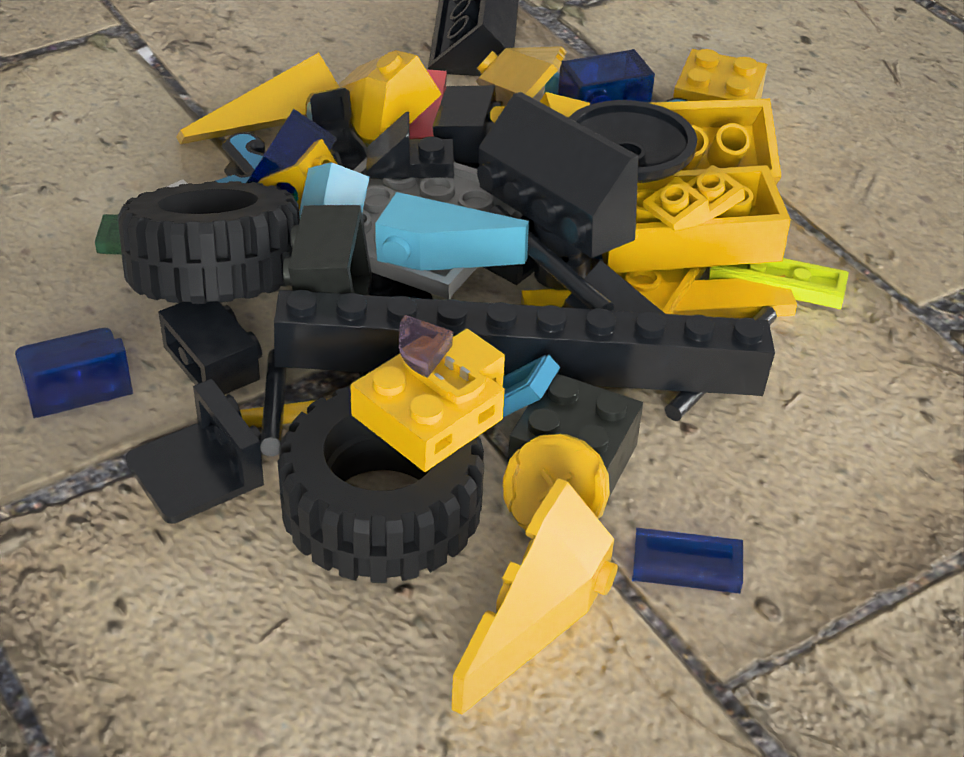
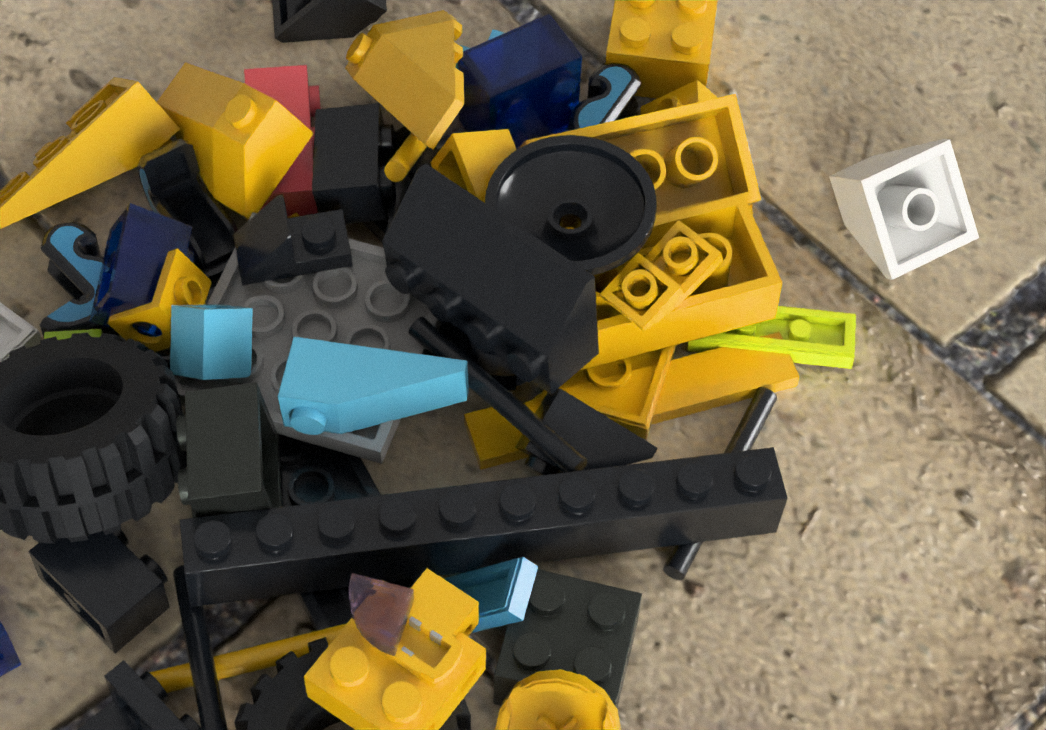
camera: 10 degrees left, 15 degrees up
(898, 211) = (906, 206): none -> white slope

